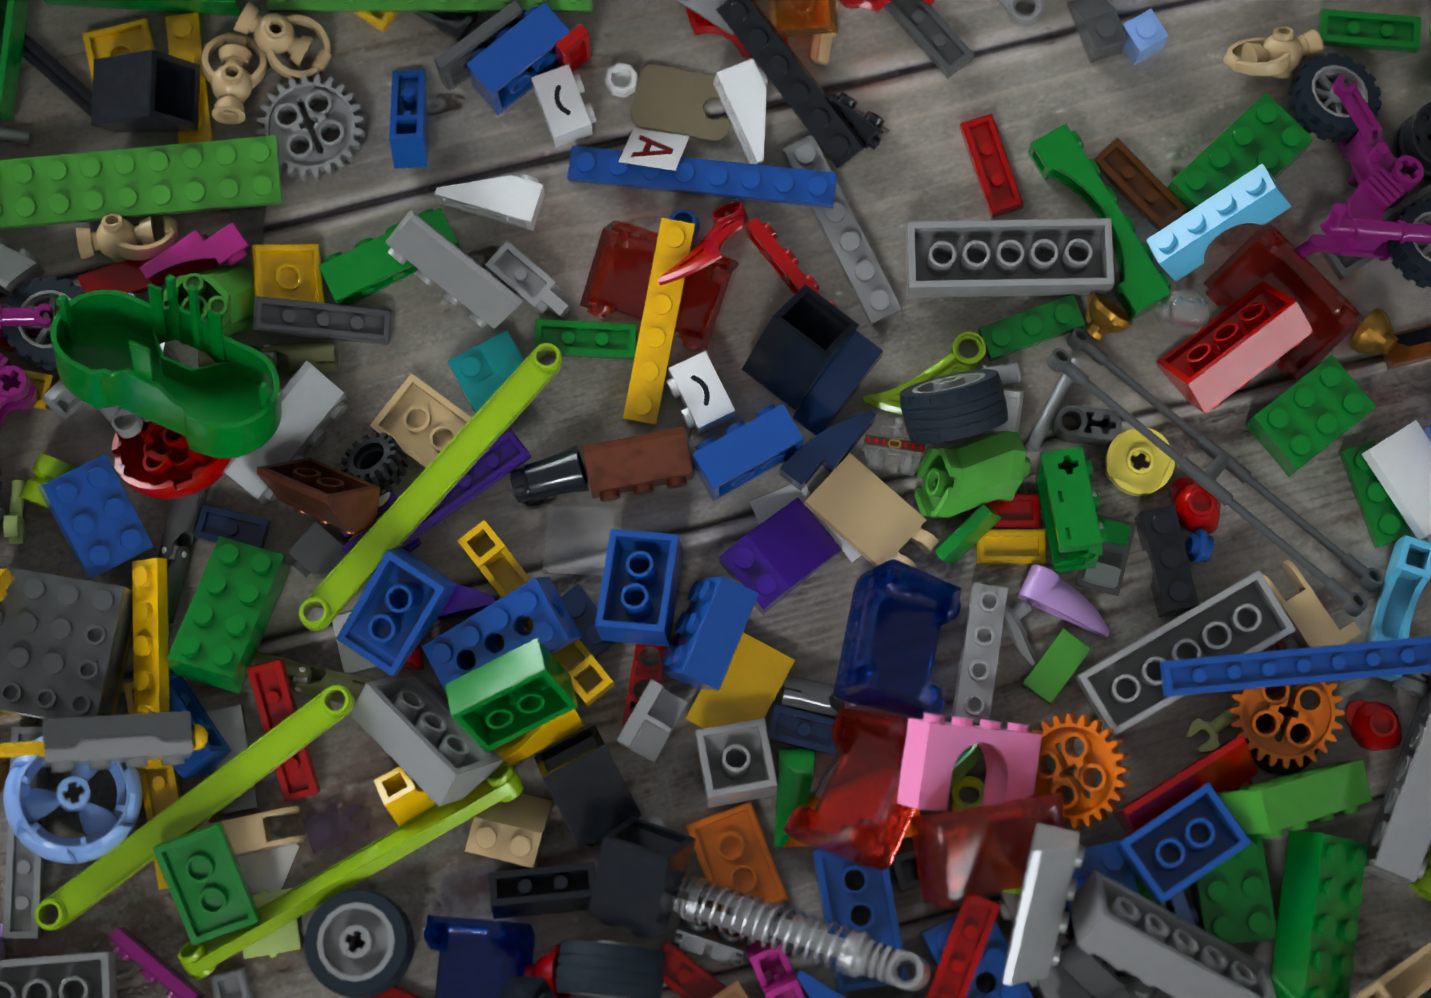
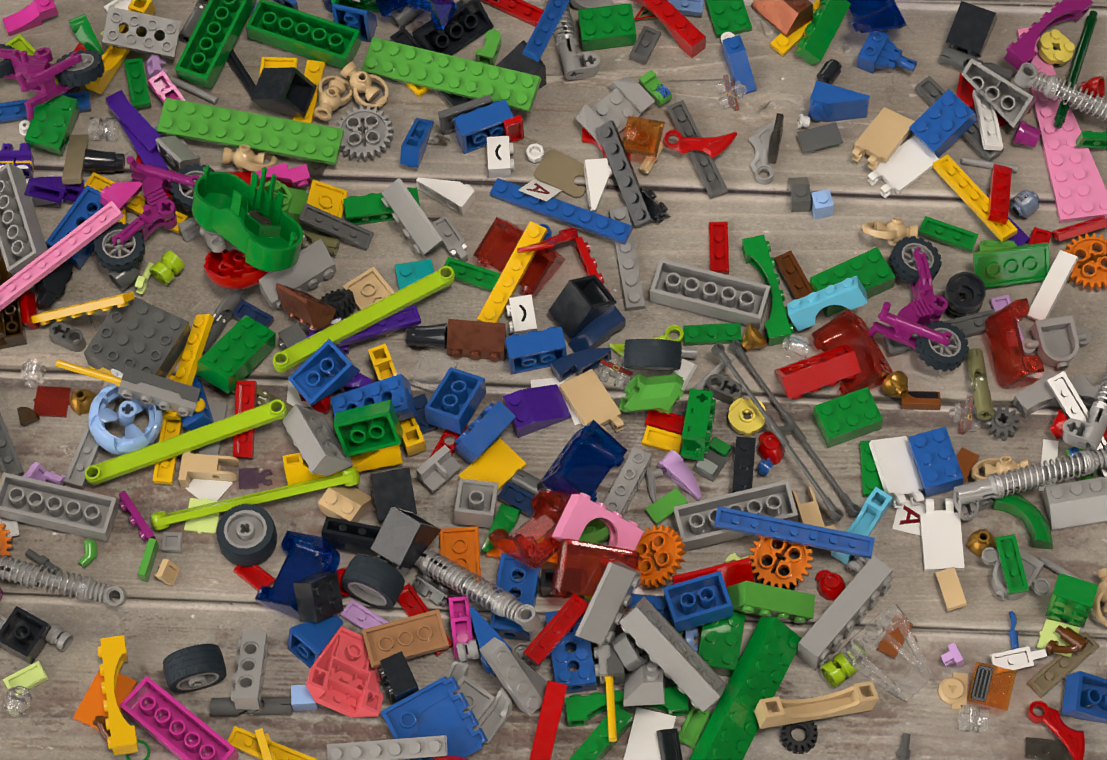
camera: 20 degrees right, 15 degrees down
(96, 516) = (185, 286): blue brick -> none
(206, 883) = (178, 479): green plate -> none
(967, 534) = (640, 424): green tile -> none

